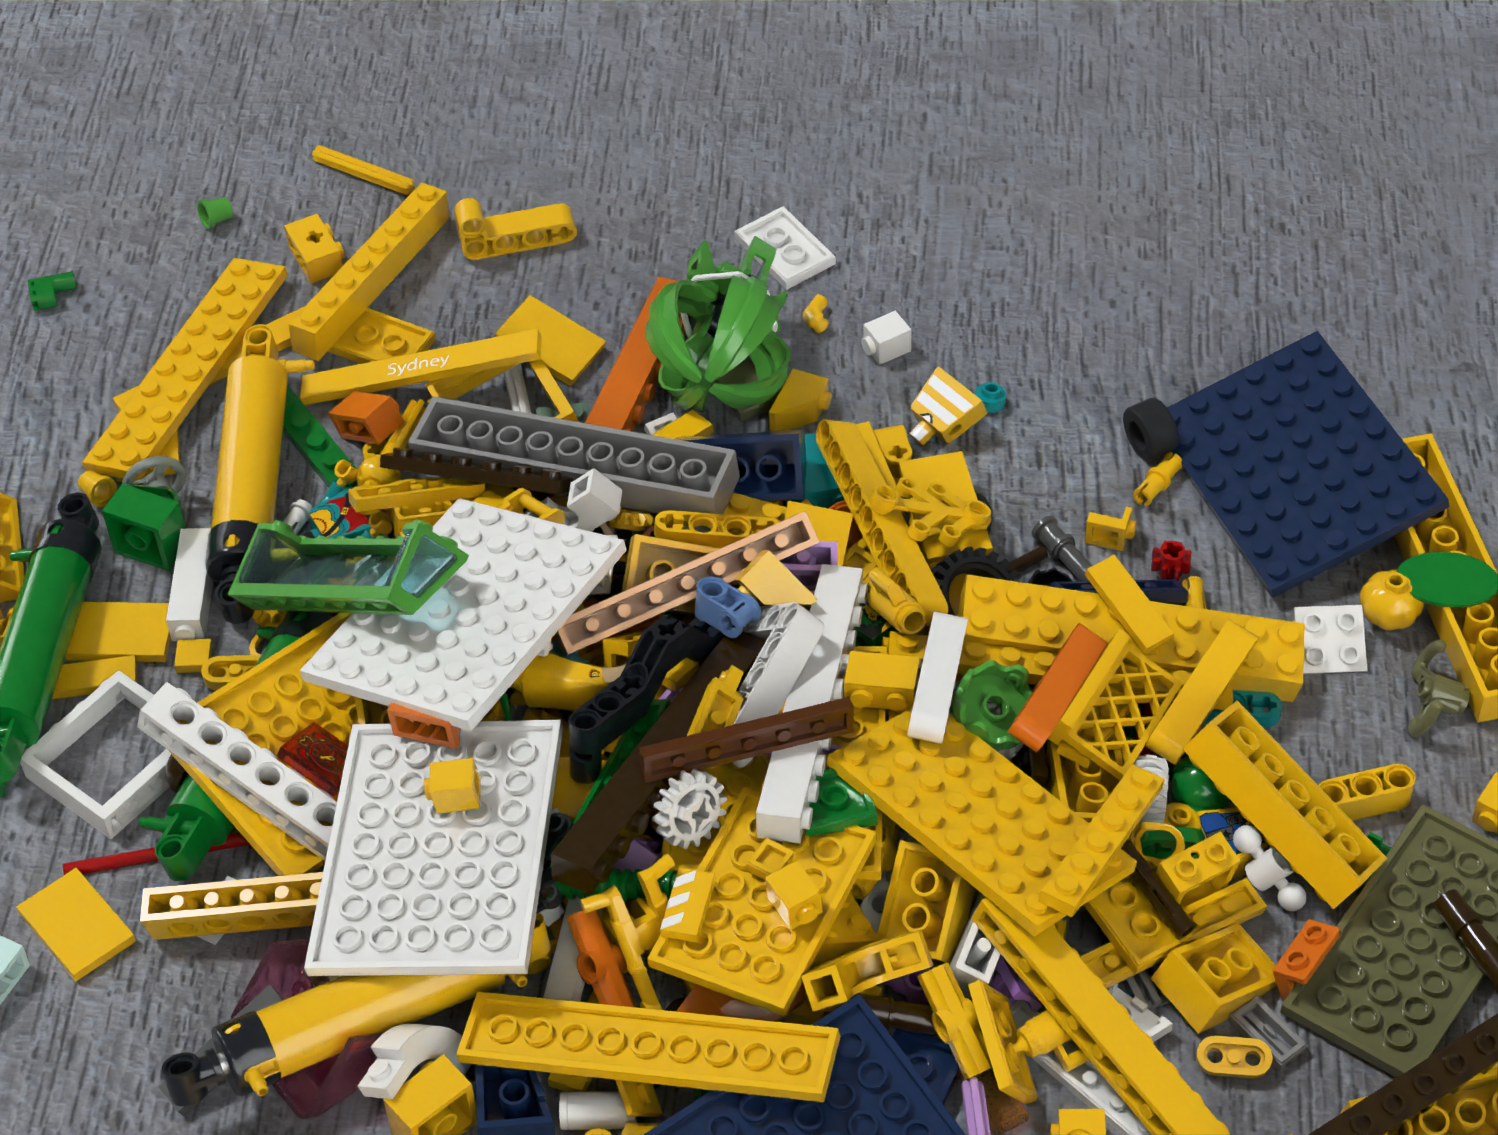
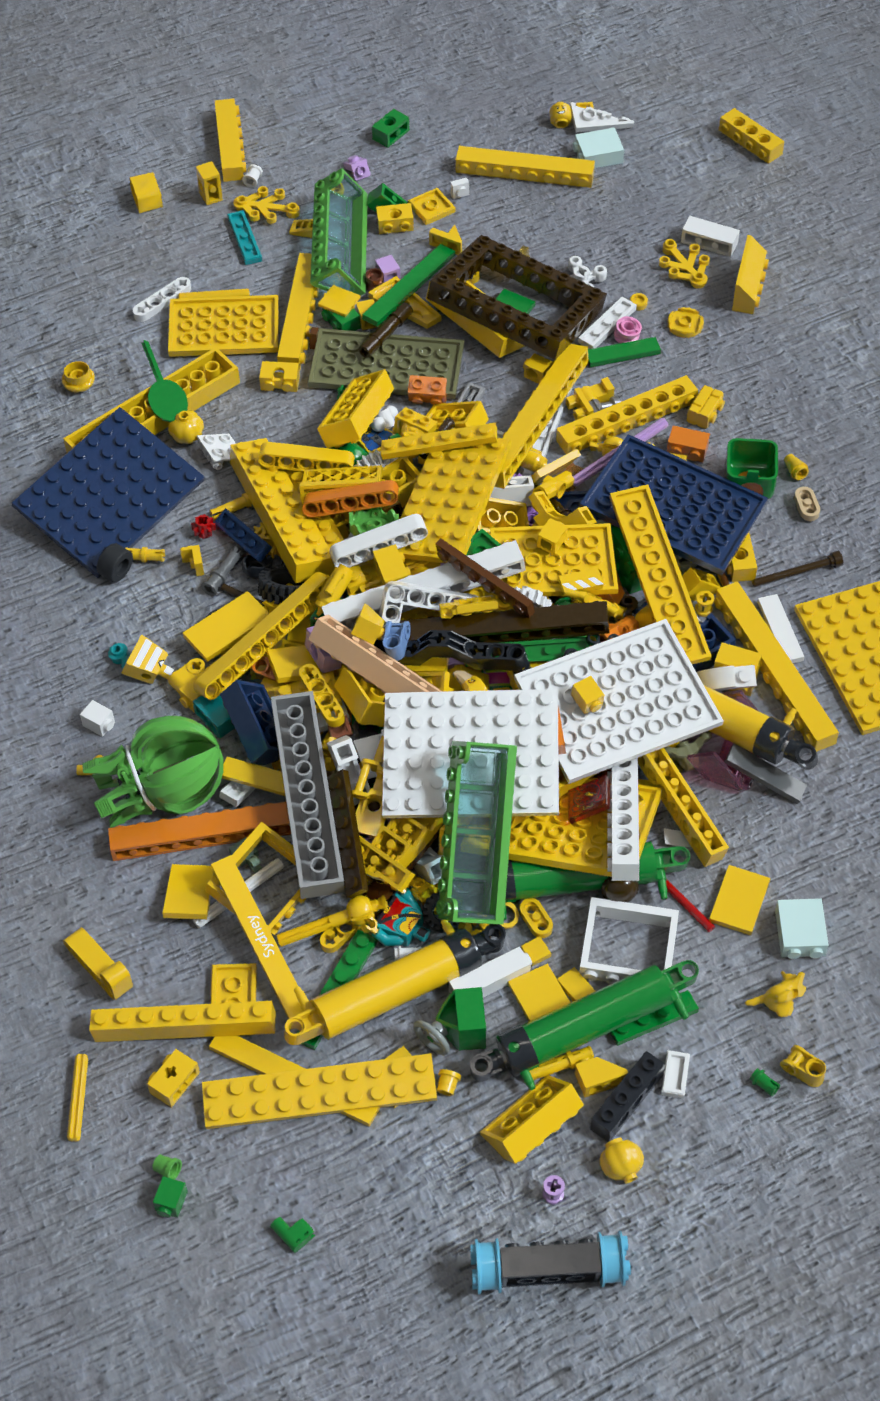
camera: 120 degrees left, 5 degrees up
(176, 201) = (170, 1197): none -> green brick
(366, 417) = (312, 950): orange brick -> none
(769, 858) = (535, 559): yellow tile -> none
(798, 250) = (37, 811): white tile -> none
(970, 515) = (236, 600): yellow plant -> none
(1129, 604) = (272, 498): yellow tile -> none
(1233, 1054) = (493, 403): yellow plate -> none
(1384, 788) = (311, 402): yellow beam -> none
(1435, 692) = (235, 397): olive piece -> none
(1457, 772) = (286, 380): none -> yellow brick

